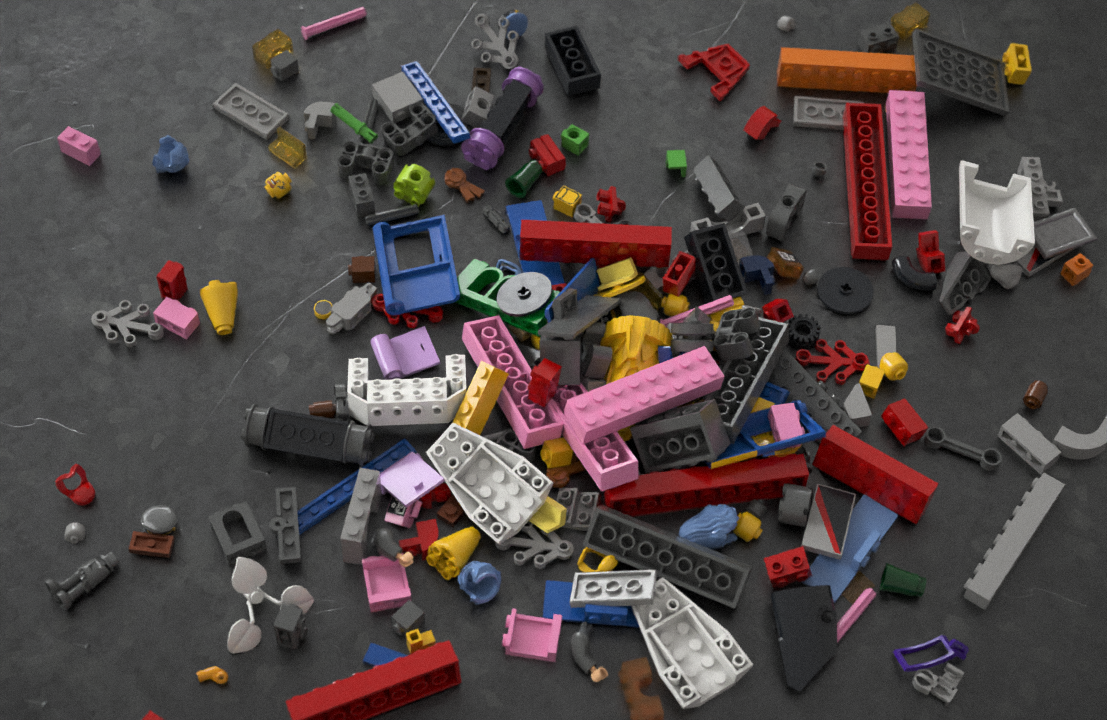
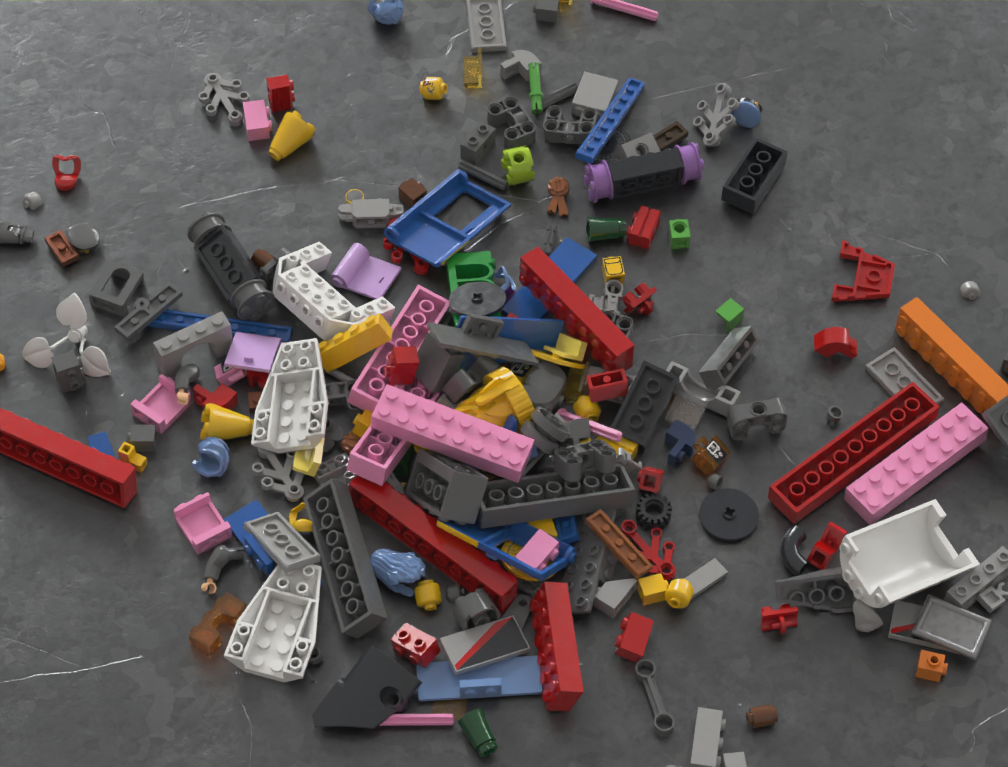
camera: 50 degrees right, 0 degrees up
(821, 370) = (618, 544): none -> dark orange tile

